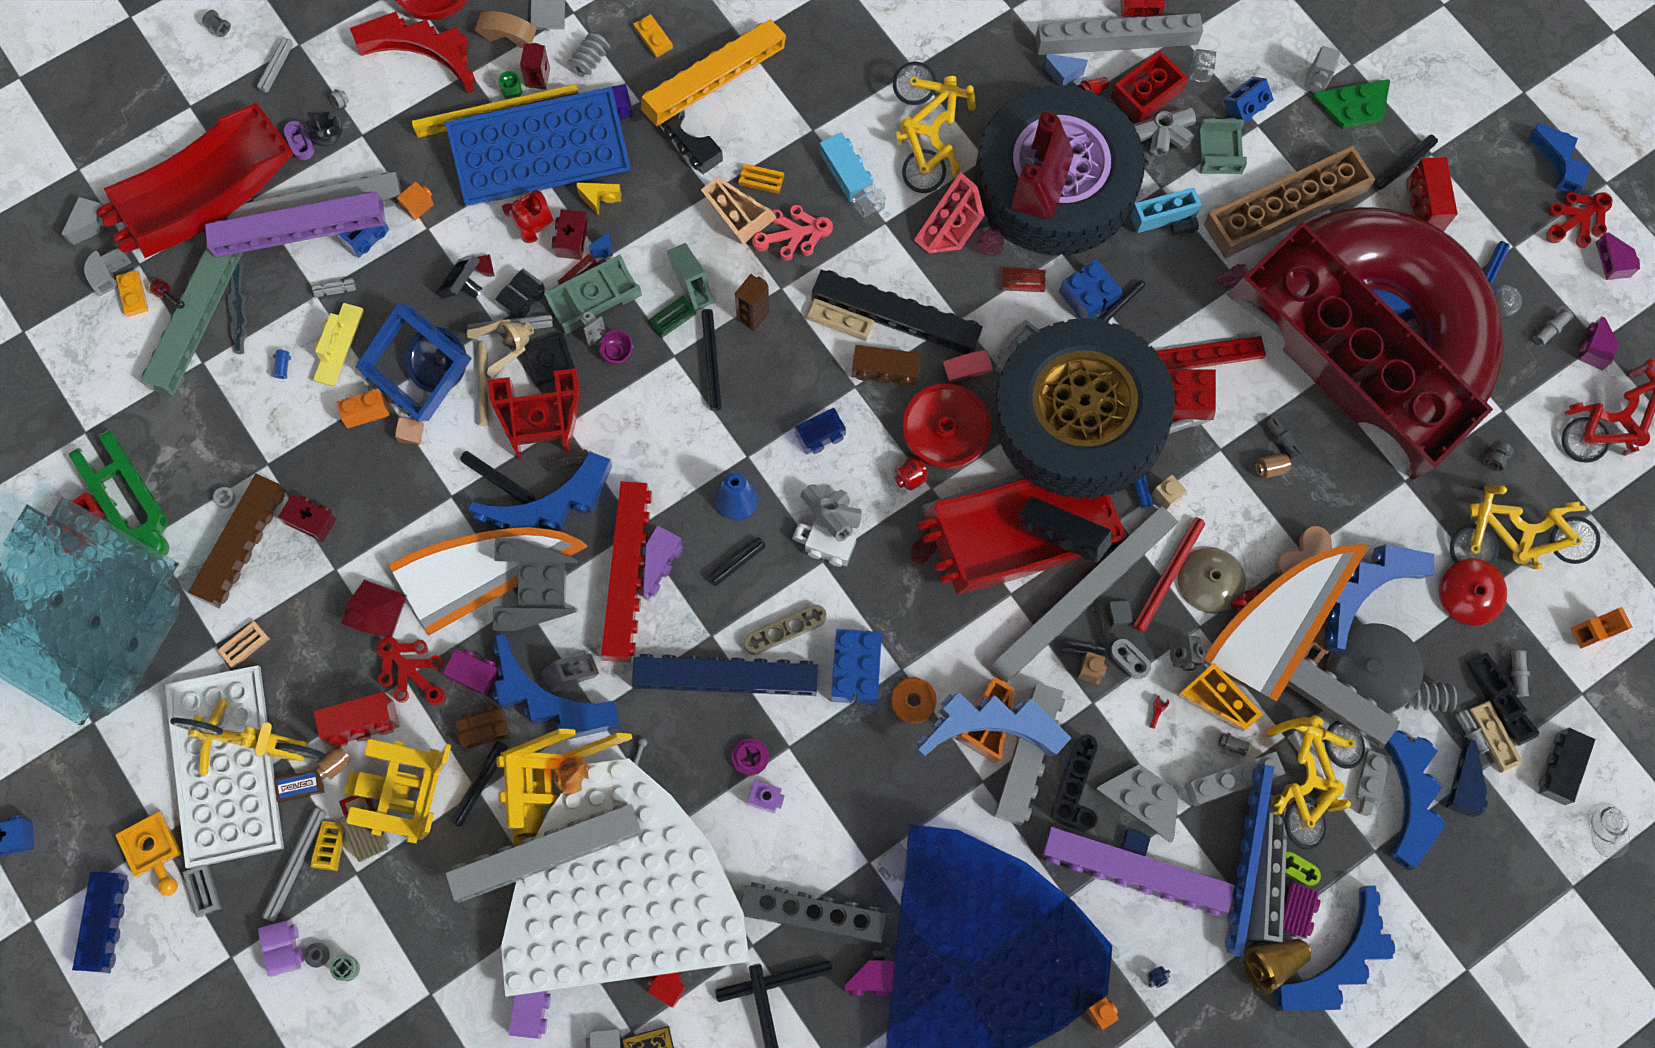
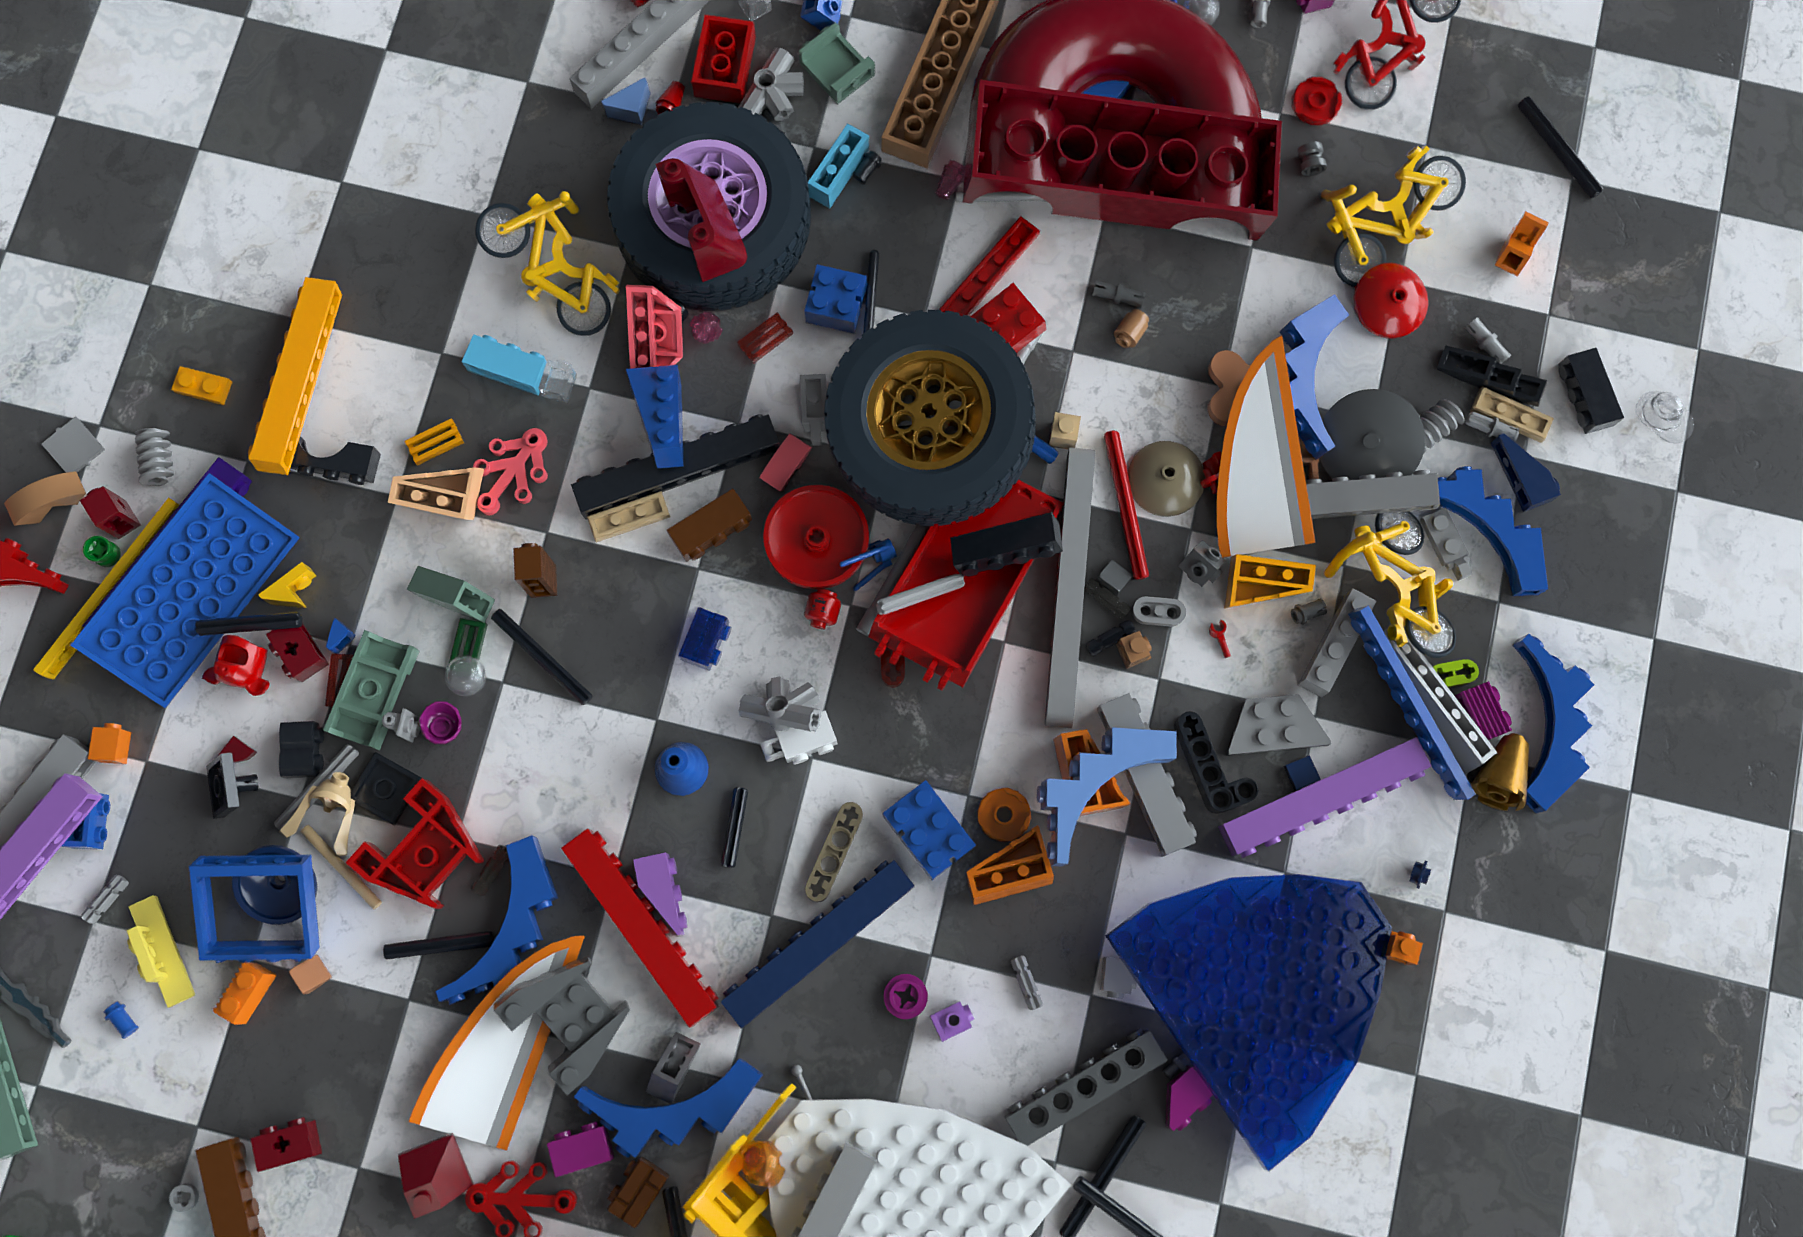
camera: 40 degrees left, 5 degrees up
(556, 194) = (248, 623): none -> black axle
(655, 332) = (465, 676): none -> clear hair
(834, 816) = (1026, 982): none -> light grey axle
(886, 736) = (1012, 870): none -> orange wedge
(917, 268) = (659, 404): none -> blue wedge
(980, 471) = (881, 552): none -> blue plant
(980, 513) = (920, 594): none -> light grey axle
(1536, 422) = (1316, 101): none -> red tile

